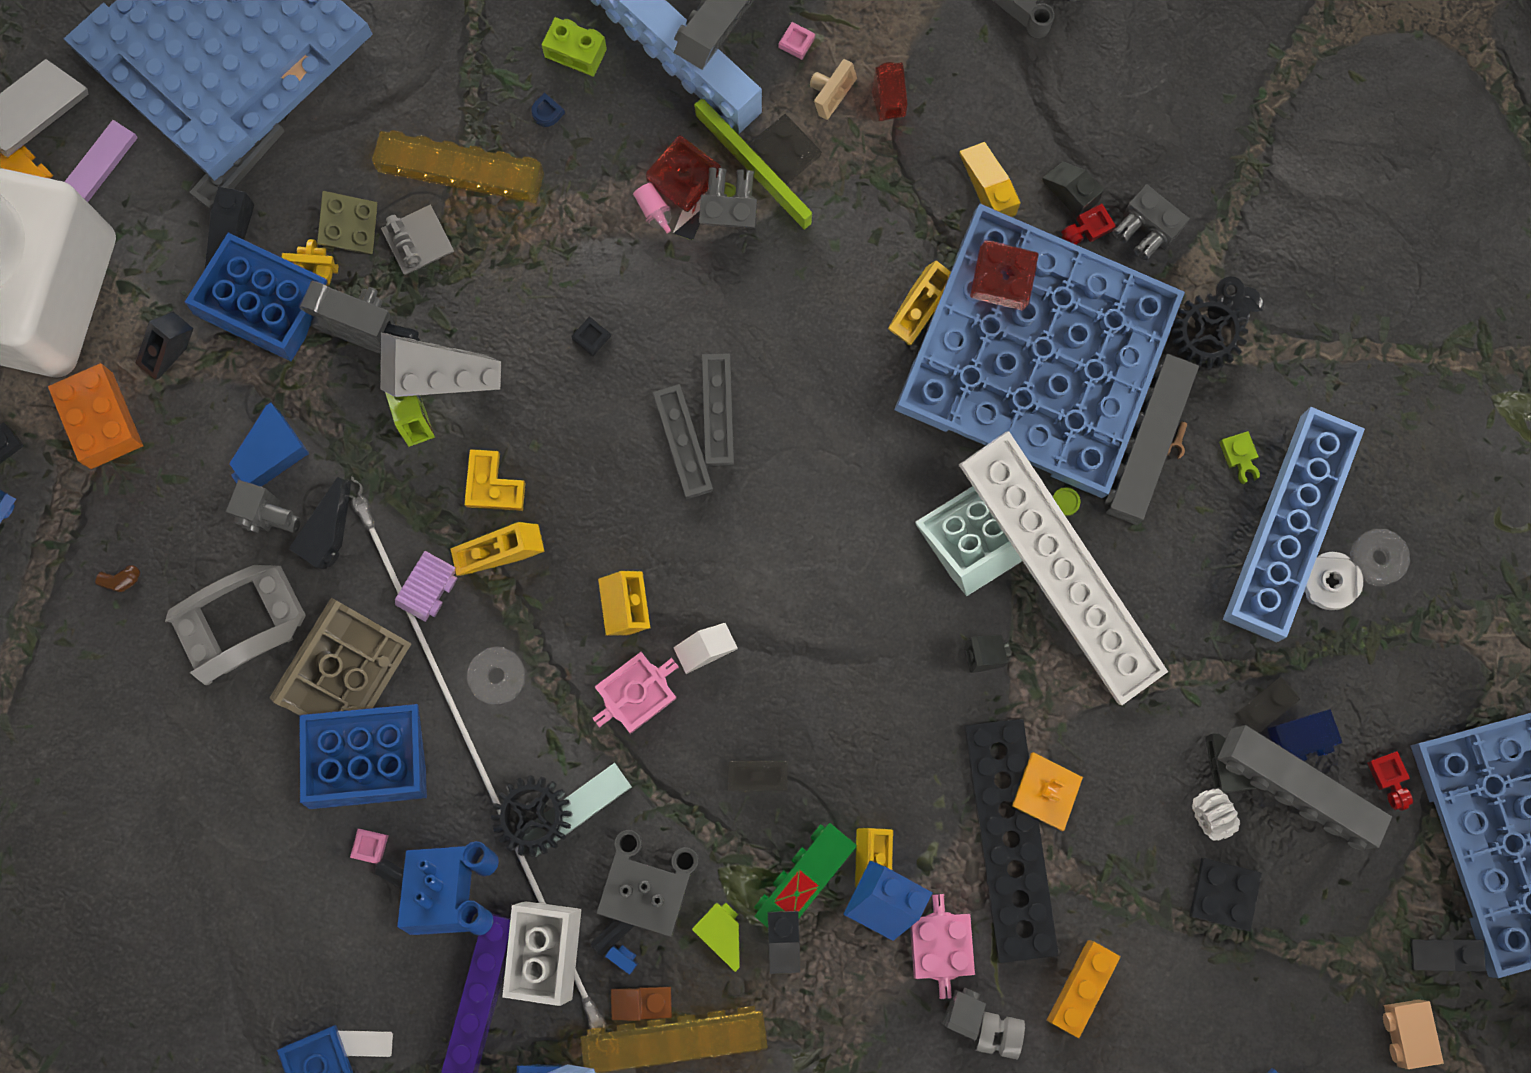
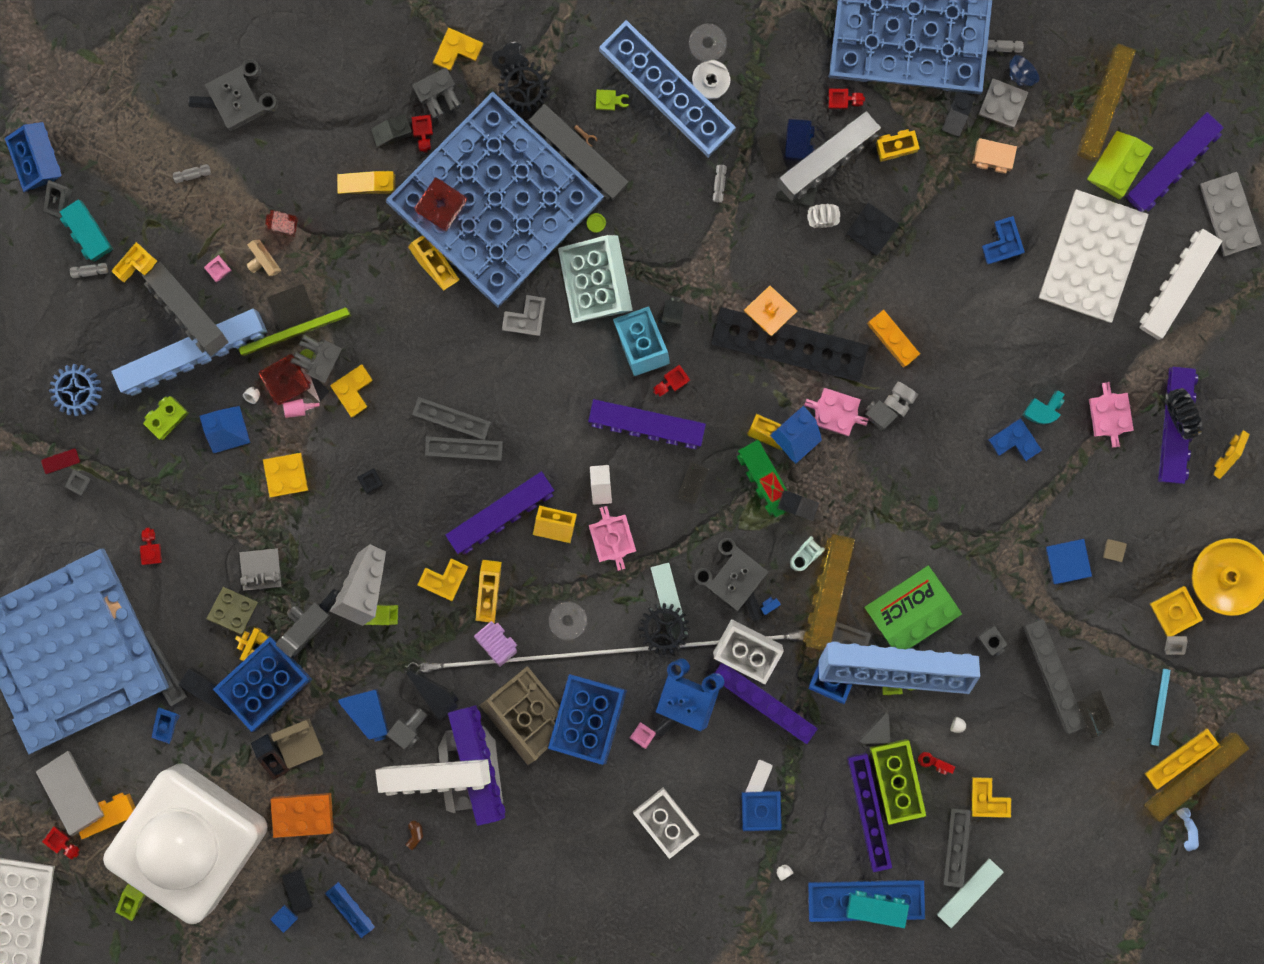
camera: 70 degrees left, 10 degrees up
(101, 159) = (126, 763): lavender tile -> none
(162, 192) = (164, 725): none -> blue slope
(195, 374) = (298, 743): none -> dark tan bracket
(202, 570) = (433, 776): none -> white brick
(238, 623) = (472, 746): none -> dark purple brick
(248, 930) = (666, 823): none -> white brick
(389, 95) = (151, 552): none -> red plate
(458, 166) = (221, 525): clear yellow brick -> none
(546, 111) = (202, 453): dark blue tile -> none
(557, 224) = (285, 475): none -> yellow plate
(588, 124) = (225, 429): none -> blue slope
(612, 523) = (500, 512): none -> dark purple brick
(641, 1003) = (799, 604): dark orange slope -> none
(647, 142) = (251, 395): none -> white hinge
(705, 260) = (347, 390): none -> yellow plate
(719, 984) = (807, 554): none -> light aqua piece
(721, 933) = (777, 541): lime slope -> none
(817, 678) = (646, 423): none -> dark purple brick
(891, 462) = (530, 321): none -> light grey plate
(895, 694) = (675, 378): none -> red plate
(928, 626) = (641, 341): none -> medium azure slope
(1063, 568) = (640, 245): white plate -> none
(1194, 649) = (719, 183): none -> light grey axle
(1222, 224) = (454, 44): none -> yellow plate
(1363, 882) = (897, 146): none -> yellow brick
(1491, 1016) = (1003, 103): none -> light grey plate

